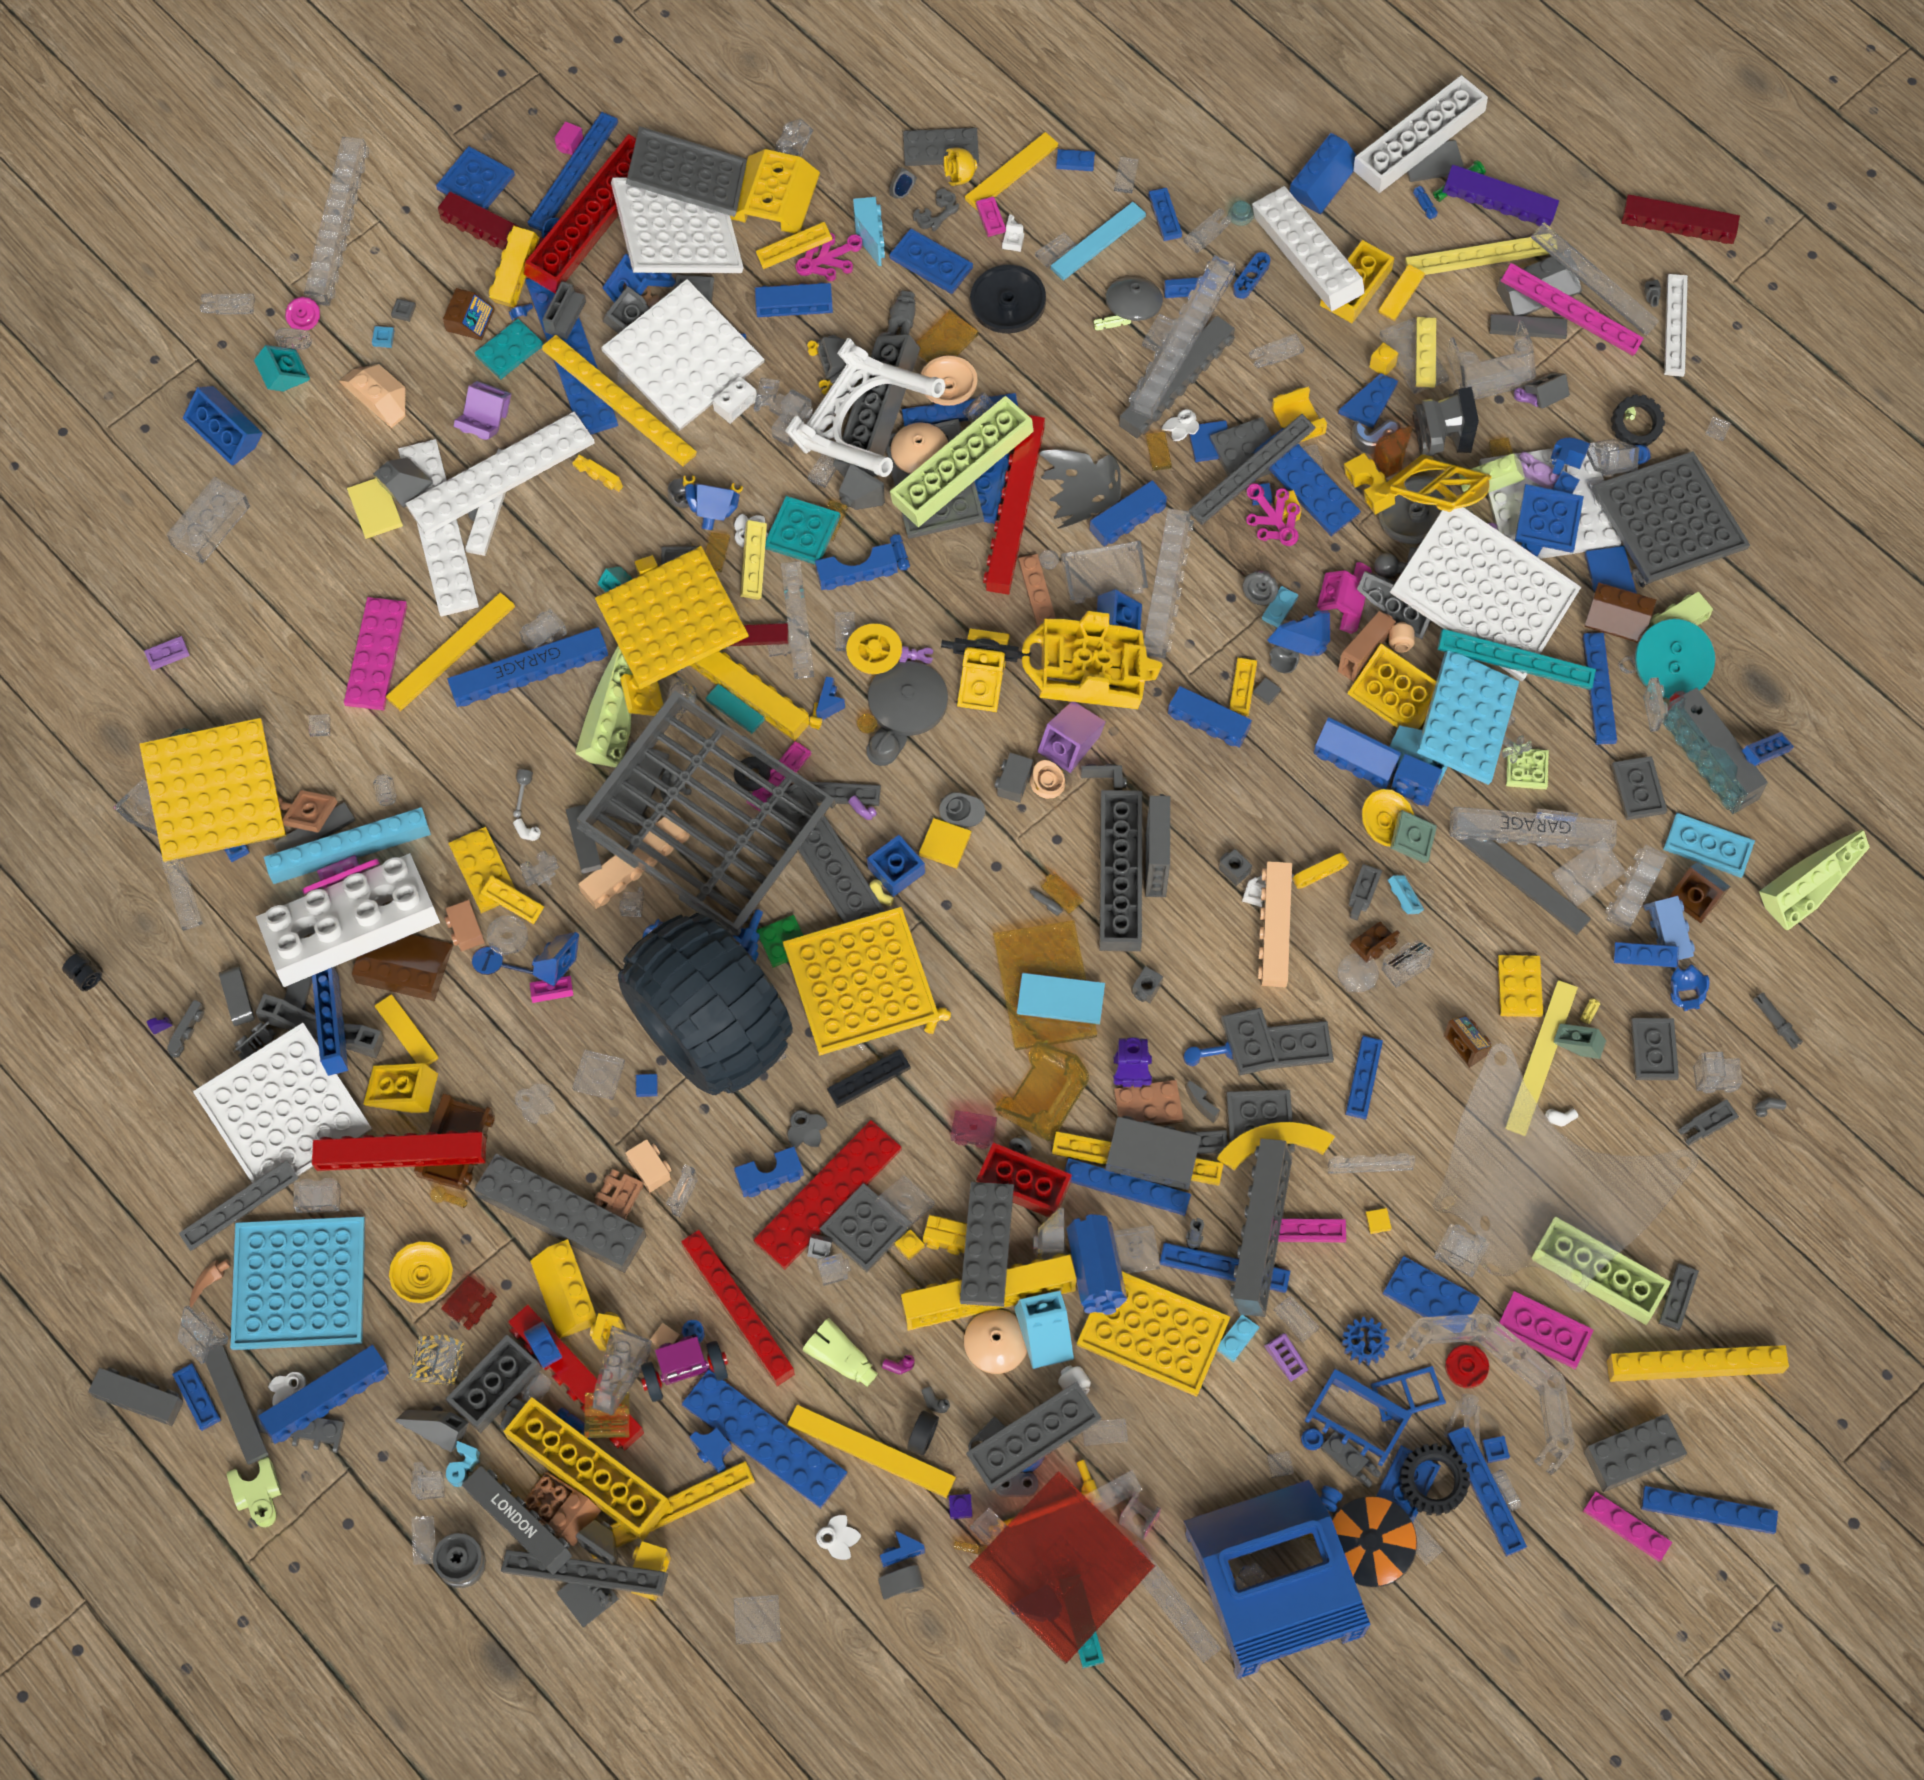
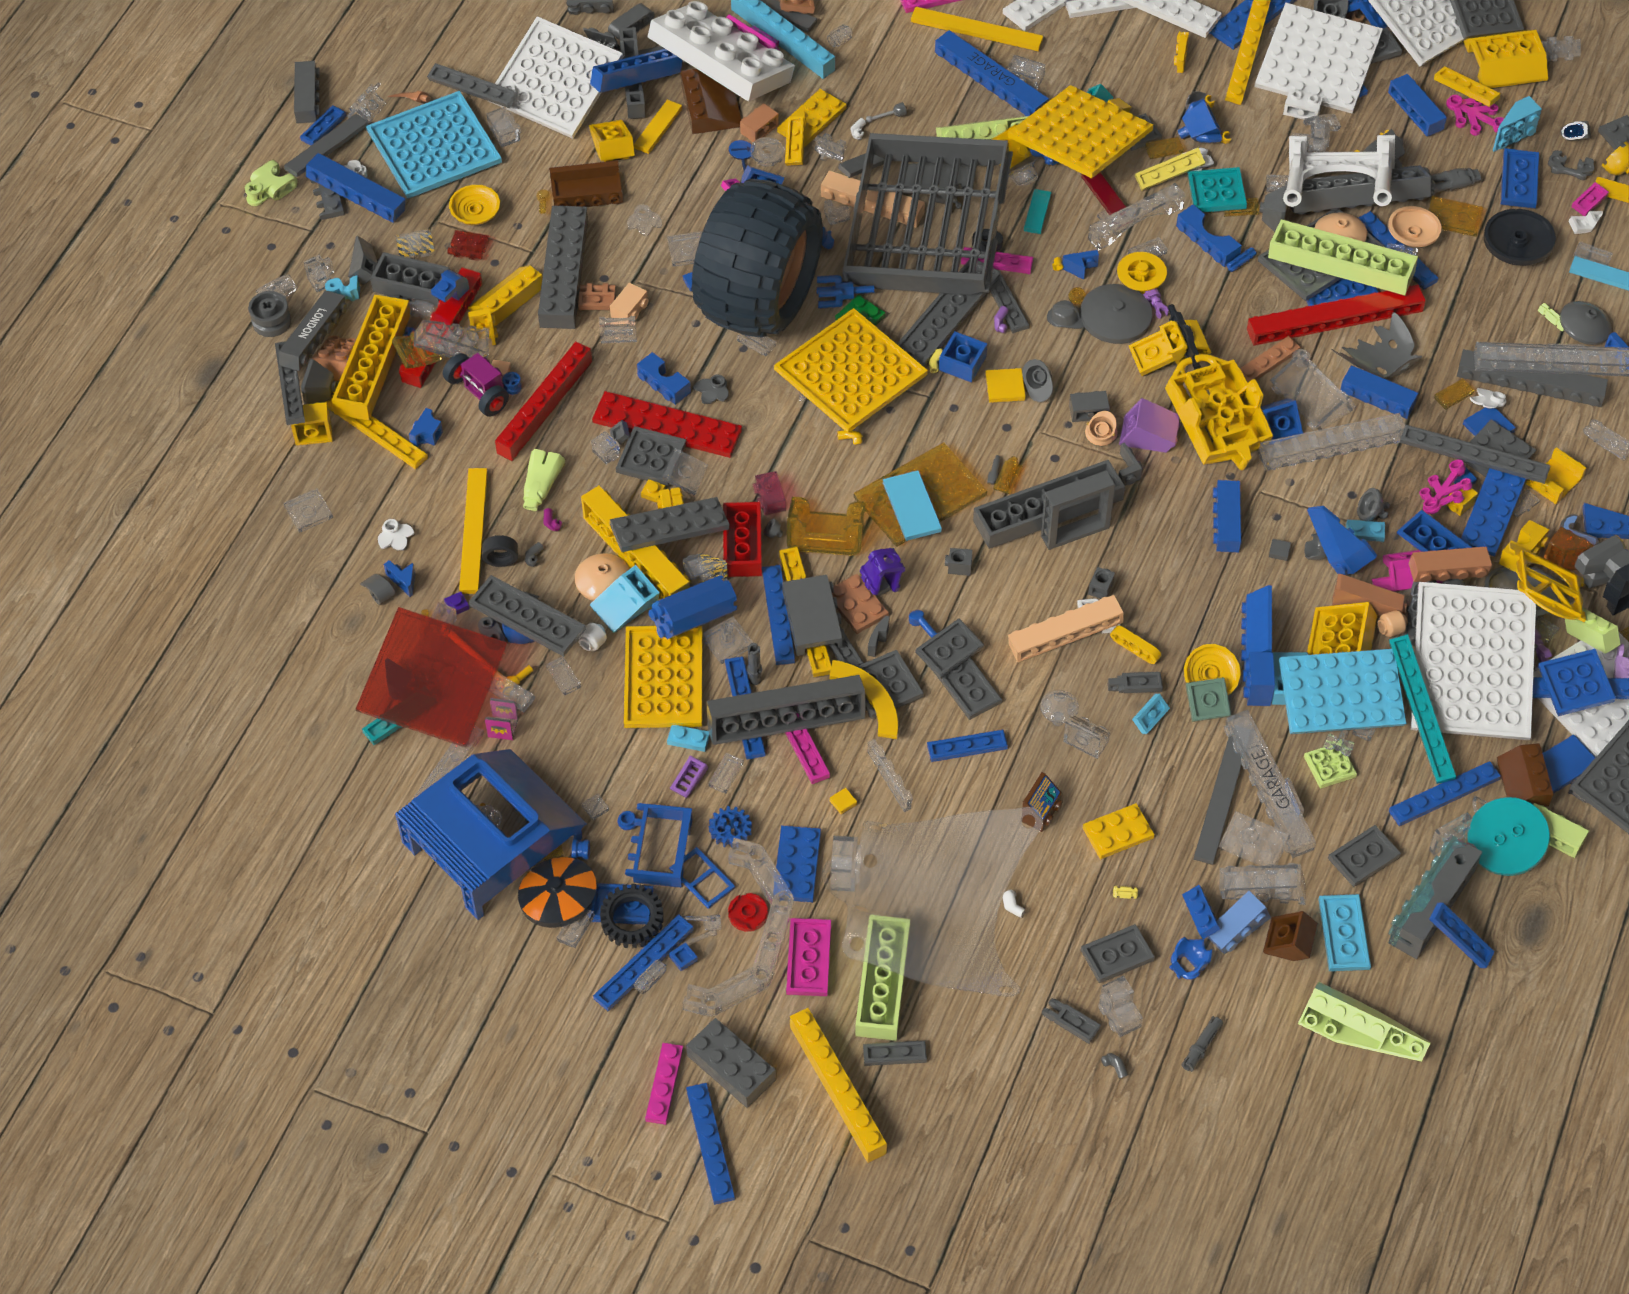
camera: 65 degrees right, 10 degrees down
(399, 1151) = (557, 151): red brick -> none
(586, 1601) = (273, 402): dark grey hinge -> none
(751, 690) = (1056, 214): yellow brick -> none
(765, 1439) = (450, 462): blue plate -> none
(868, 1078) = (775, 411): black plate -> none
(1243, 686) = (1275, 530): yellow tile -> none
(1336, 553) = (1429, 535): none -> blue slope
(1349, 1459) = (620, 855): dark grey hinge -> none
(1374, 942) = (1093, 706): reddish brown bracket -> none
(1376, 553) = (1450, 564): none -> nougat brick
(1545, 1047) = (1077, 869): light yellow tile -> none
(1580, 1040) = (1090, 891): sand green slope -> none

